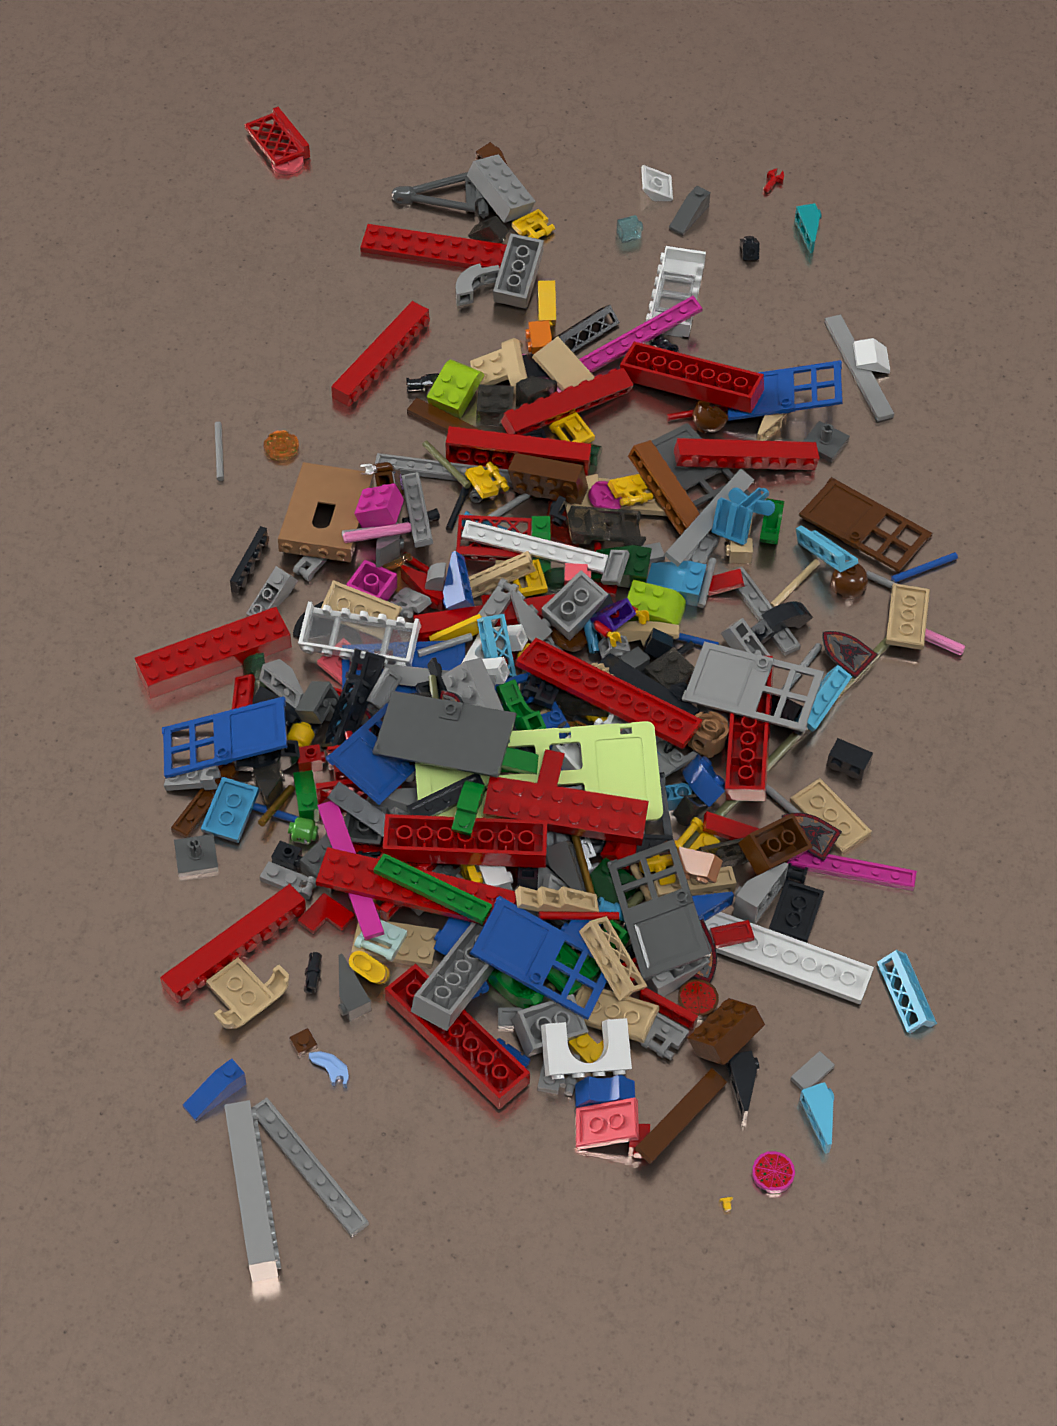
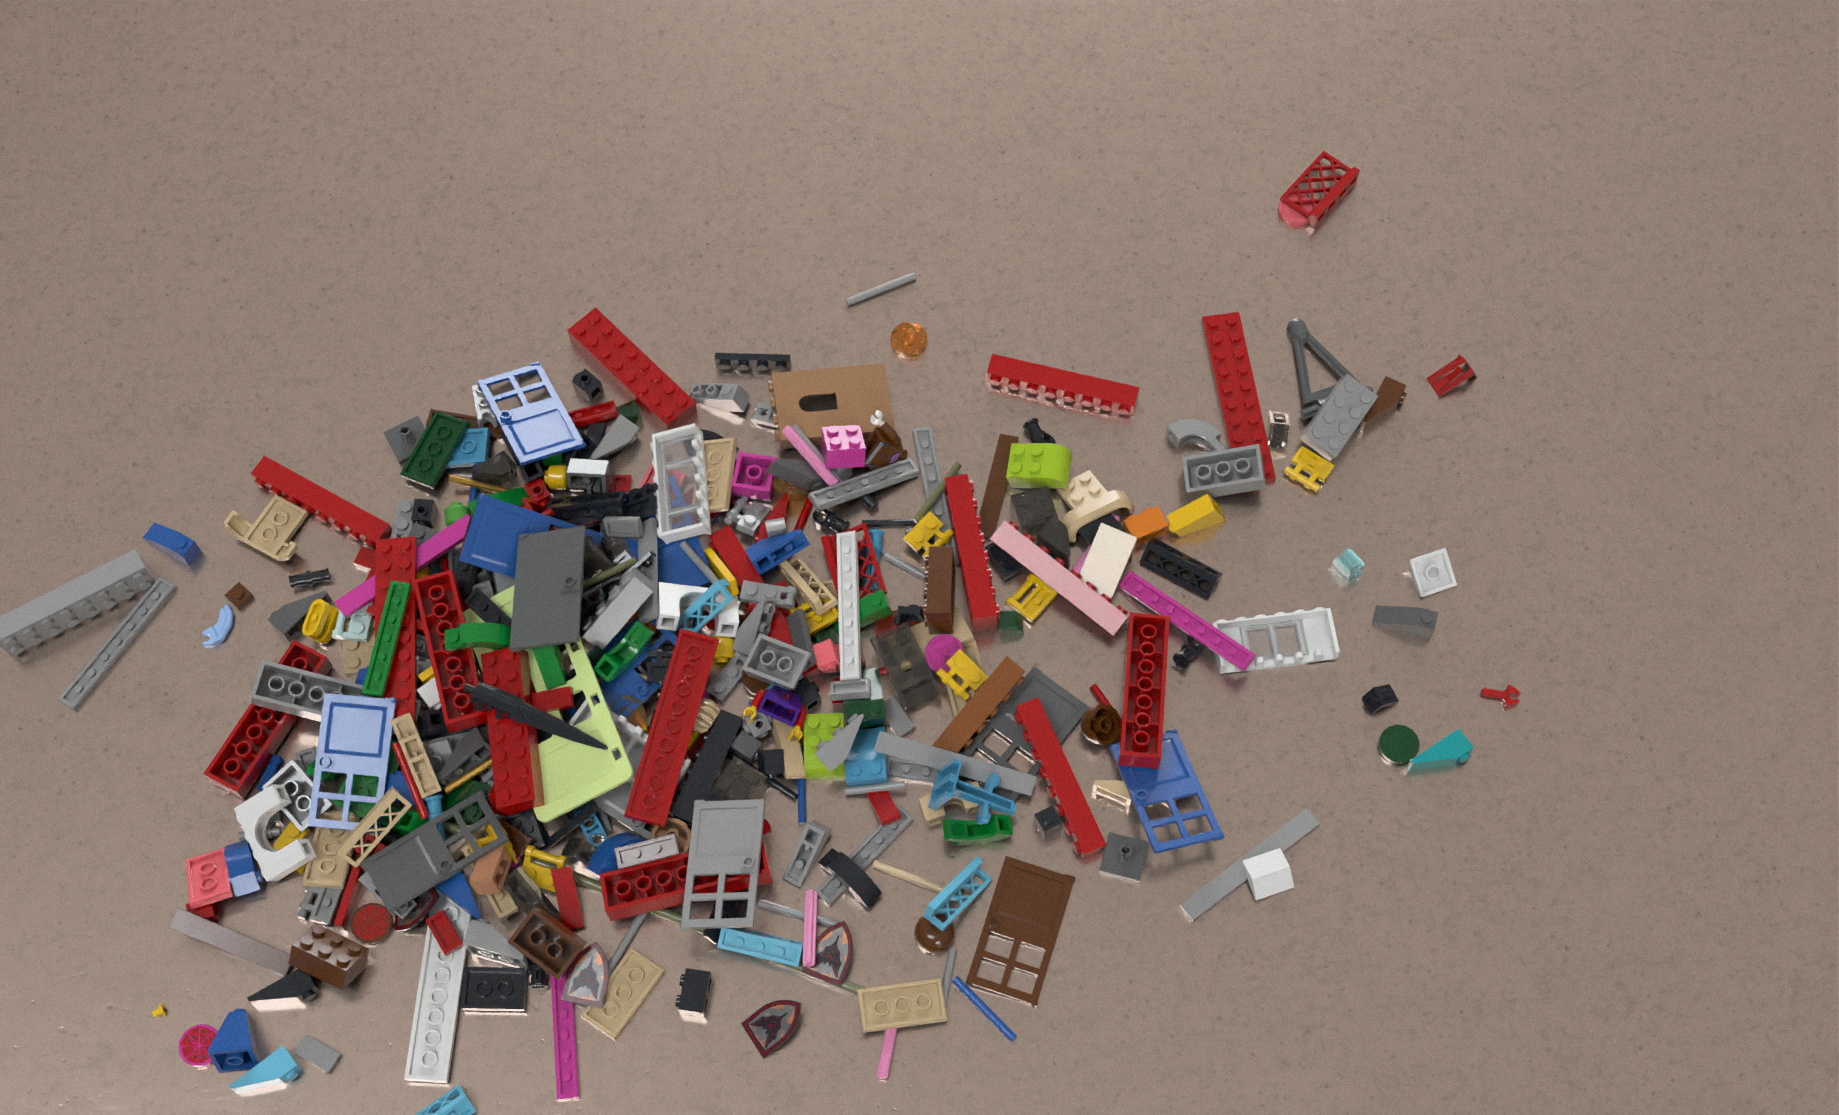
camera: 75 degrees right, 10 degrees up
(210, 692) = (587, 385): none -> black brick
(223, 829) = (434, 449): none -> dark green tile
(439, 547) = (831, 522): none -> black connector
(492, 131) = (1439, 384): none -> red piece
(544, 586) = (800, 635): none -> dark grey tile
(550, 792) = (525, 713): none -> black piece
(669, 585) = (837, 749): none -> light grey slope
(718, 744) = (647, 851): none -> tile
(780, 477) = (1047, 822): none -> black brick
(784, 1132) = (235, 1044): none -> blue slope
(791, 250) = (1398, 744): none -> dark green tile
(819, 658) = (810, 924): none -> bright pink axle
(896, 710) = (772, 1025): none -> shield

